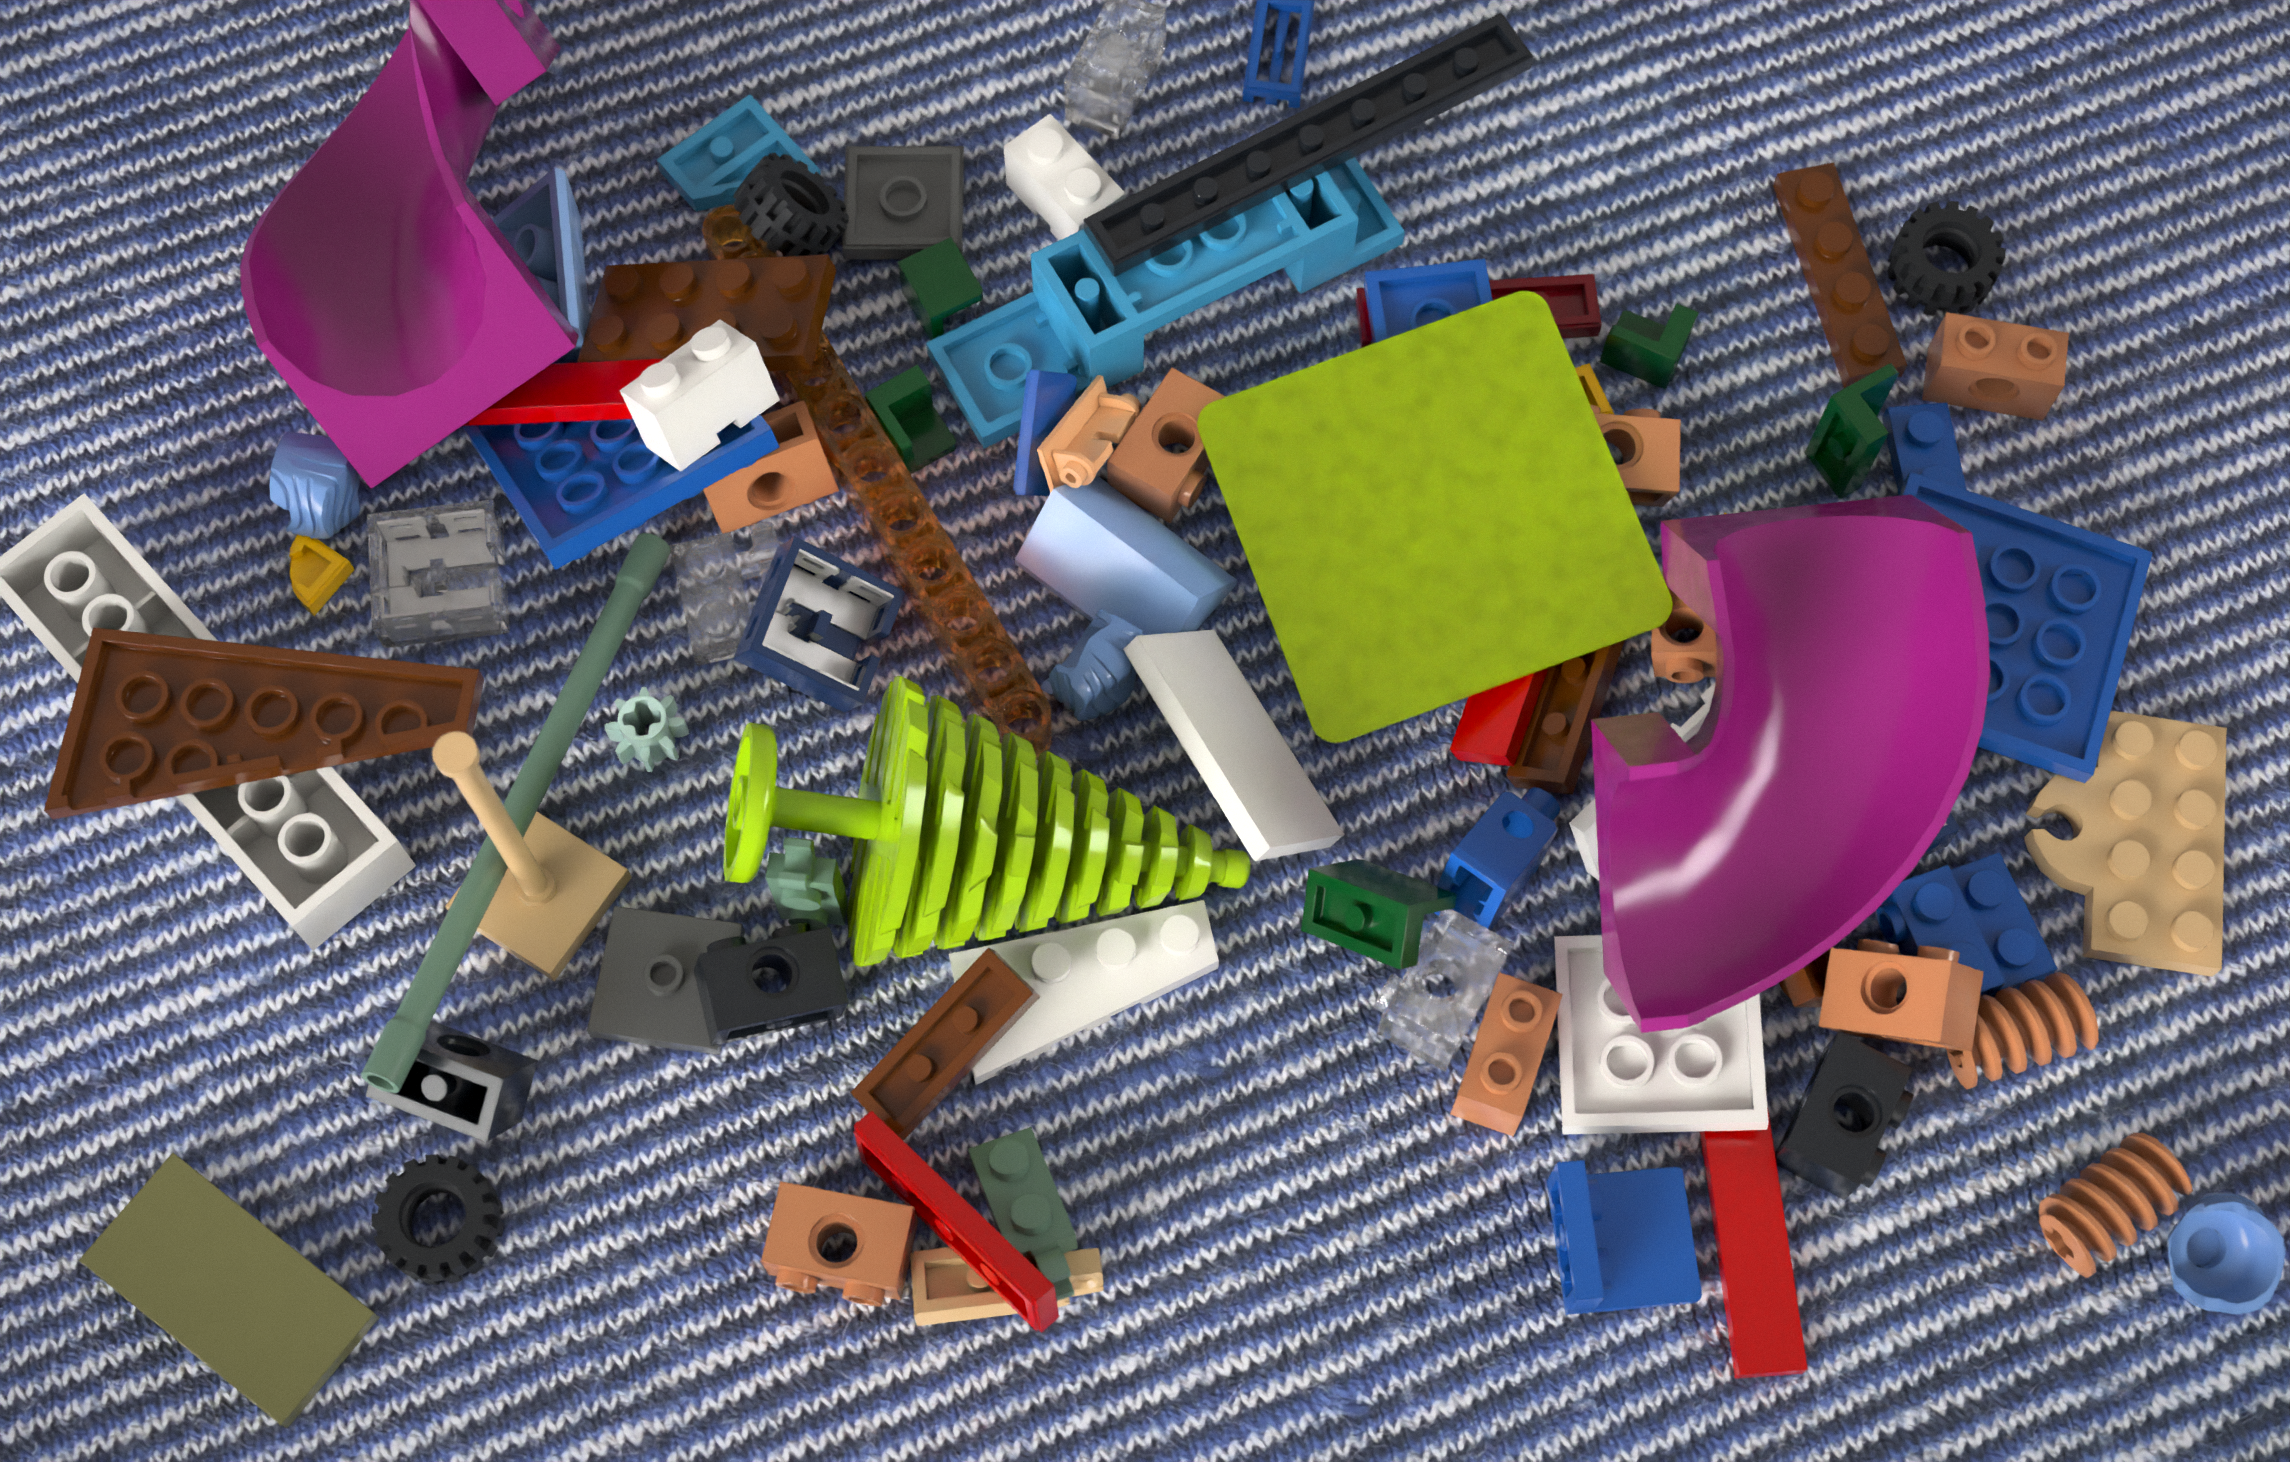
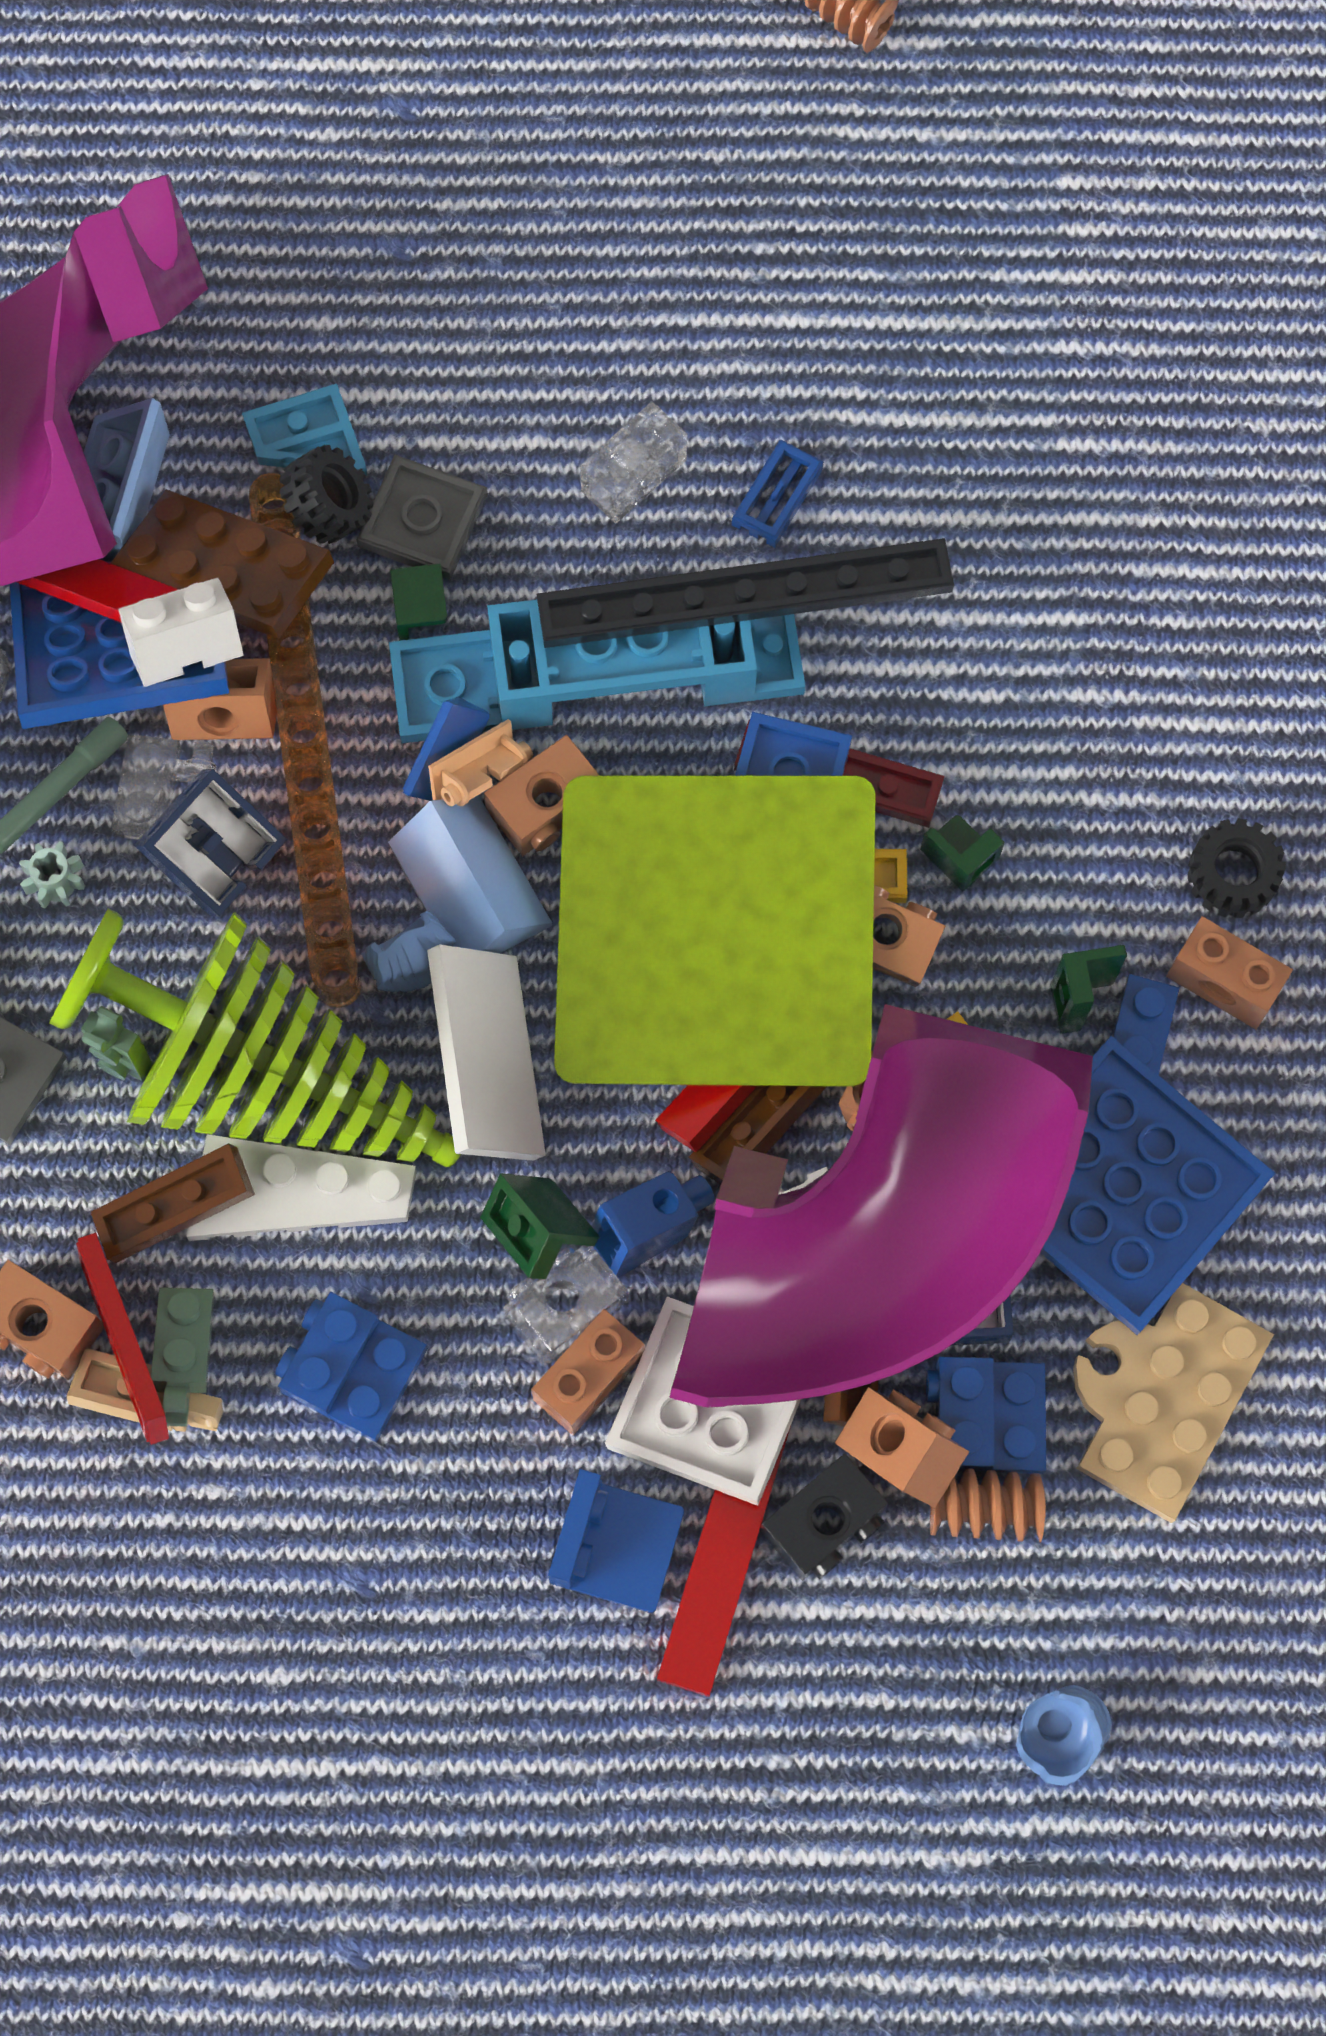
camera: 20 degrees right, 5 degrees up
(740, 1010) = (87, 1128): black brick -> none
(910, 420) = (352, 701): dark green panel -> none
(1057, 177) = (549, 543): white brick -> none
(1228, 1154) = (350, 1366): none -> blue plate
(1838, 272) = (1145, 848): reddish brown plate -> none
(2110, 1197) = (996, 1662): nougat piece -> none

